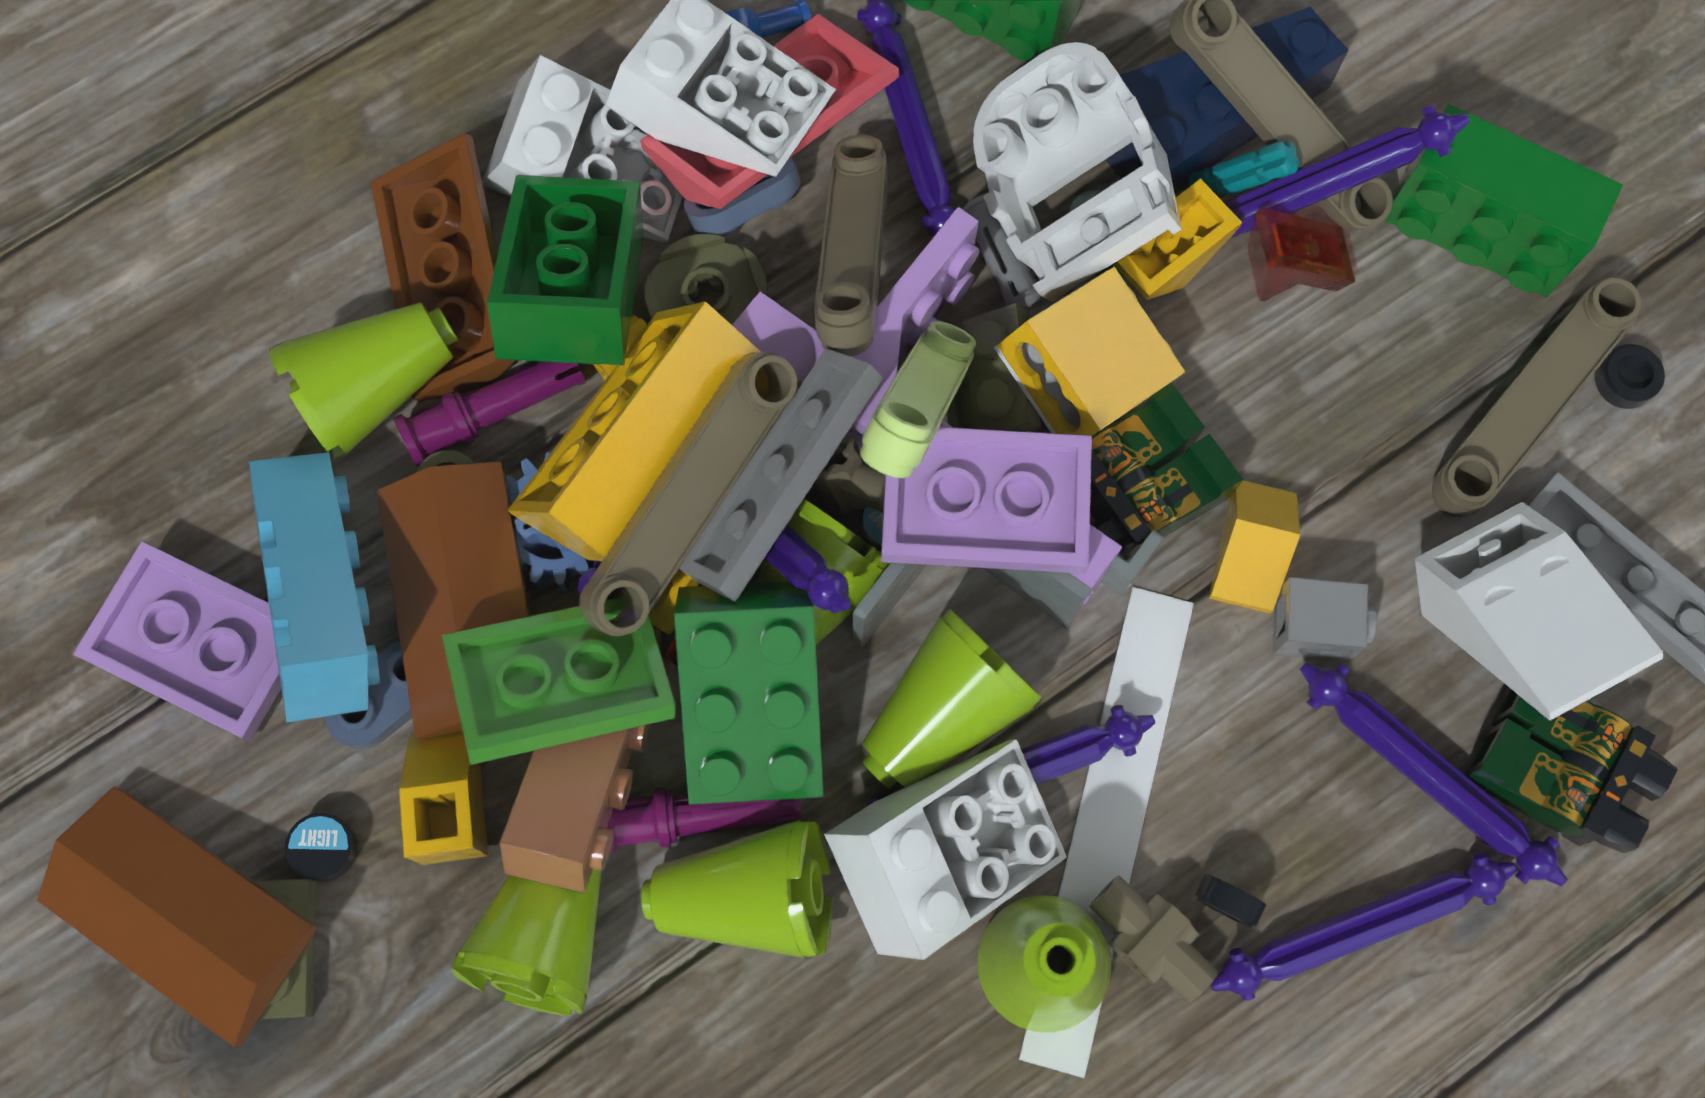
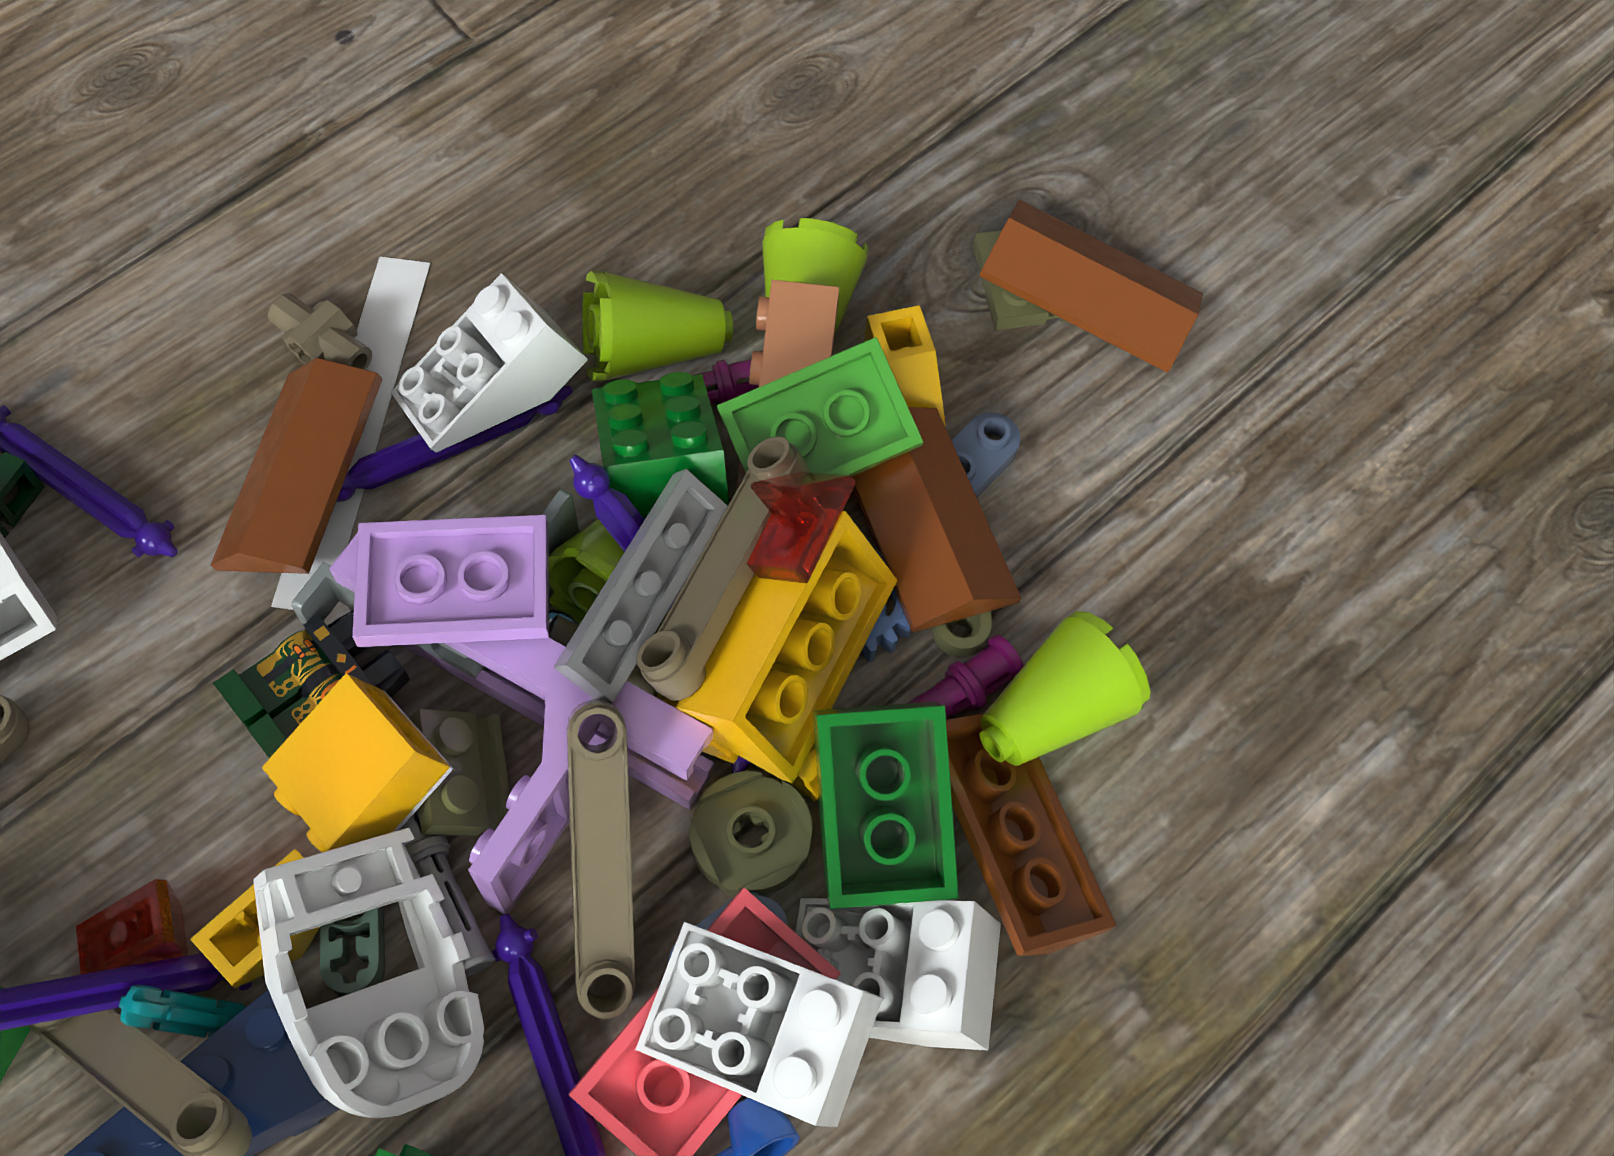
camera: 170 degrees right, 10 degrees down
(187, 641) = (1144, 477): lavender plate -> none
(312, 587) = (1052, 500): medium azure wedge -> none
(321, 847) = (996, 345): tile -> none
(600, 512) = (801, 522): none -> clear red slope
(917, 400) = (517, 656): yellowish green piece -> none
(944, 705) = (490, 471): lime cone -> none
(1016, 969) = (401, 297): lime cone -> none
(1170, 749) = (298, 470): none -> dark orange slope
(1230, 901) = (254, 365): black tile -> none
(1256, 546) = (198, 651): yellow slope -> none
(1323, 619) = (151, 585): light grey brick -> none
(1363, 926) = (140, 365): dark purple wheel -> none

